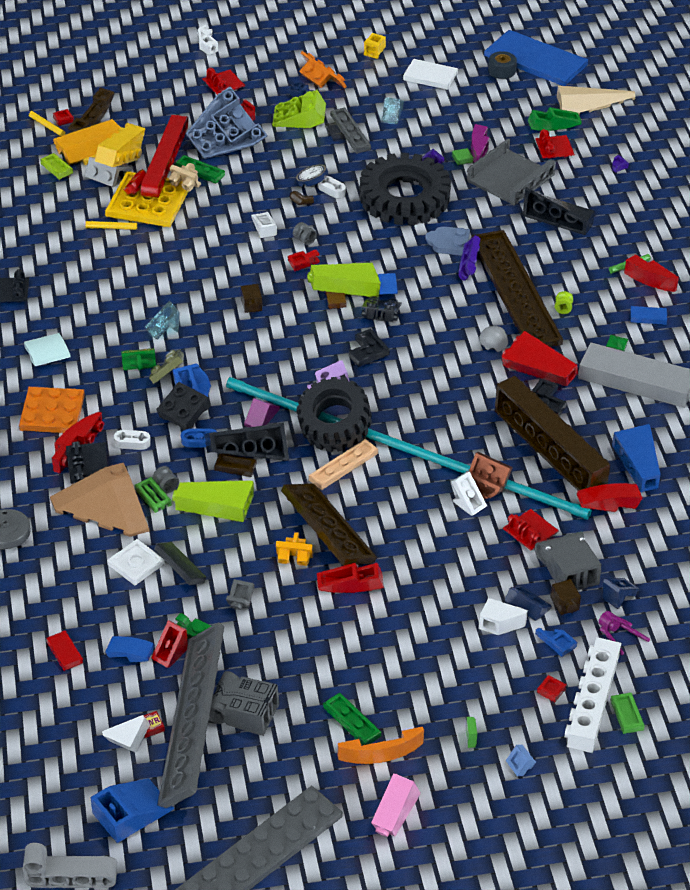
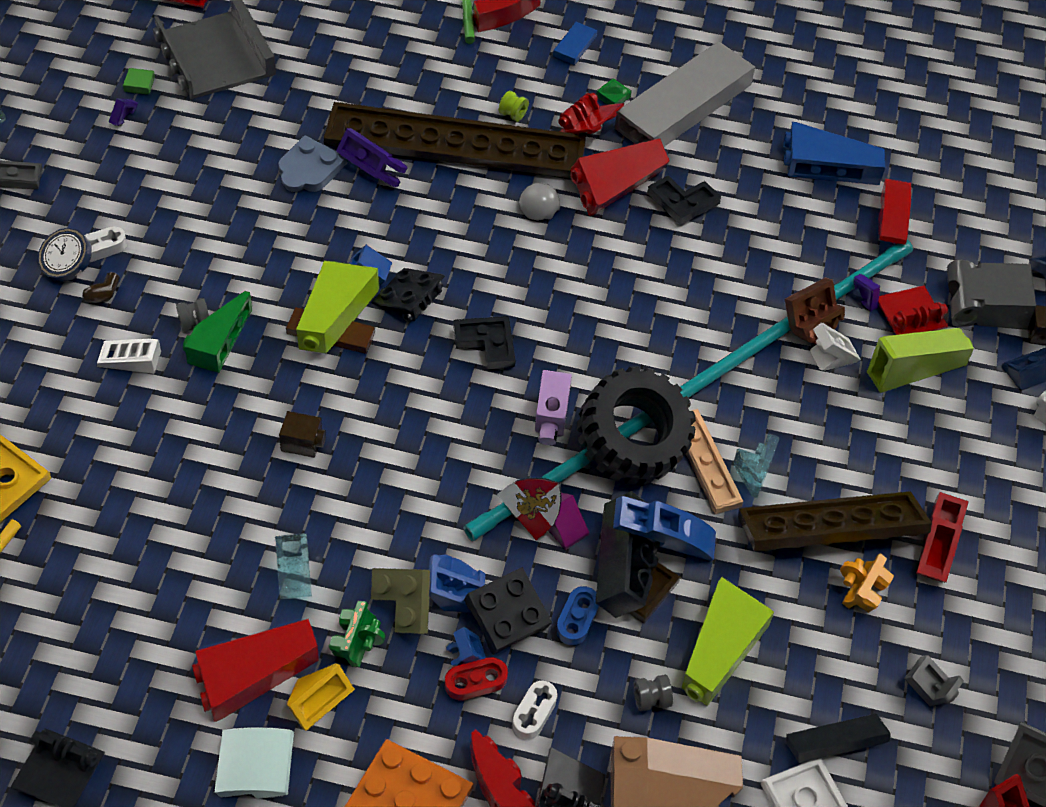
camera: 70 degrees left, 10 degrees up
(95, 359) = (318, 694): none -> yellow slope
(98, 329) = (252, 665): none -> red slope
(137, 411) = (474, 677): none -> red plate
(142, 486) = (667, 712): bright green tile -> none
(152, 401) = (468, 646): none -> blue tile
(193, 628) = (976, 766): green plate -> none
(262, 394) = (534, 503): none -> shield
(269, 446) = (666, 524): none -> blue slope
(293, 243) = (217, 334): none -> green slope
(301, 260) = (250, 341): red plate -> none
(351, 485) = (754, 467): none -> clear light blue slope
(384, 172) = (142, 196): black tyre -> none
(479, 142) = (133, 53): magenta slope -> none
(486, 533) = (917, 356): none -> lime slope
(528, 500) = (869, 291): none -> dark purple tile
(550, 435) = (774, 219): dark brown brick -> none
(557, 212) = (333, 38): black wedge -> none
(570, 334) = (587, 115): none -> red hinge

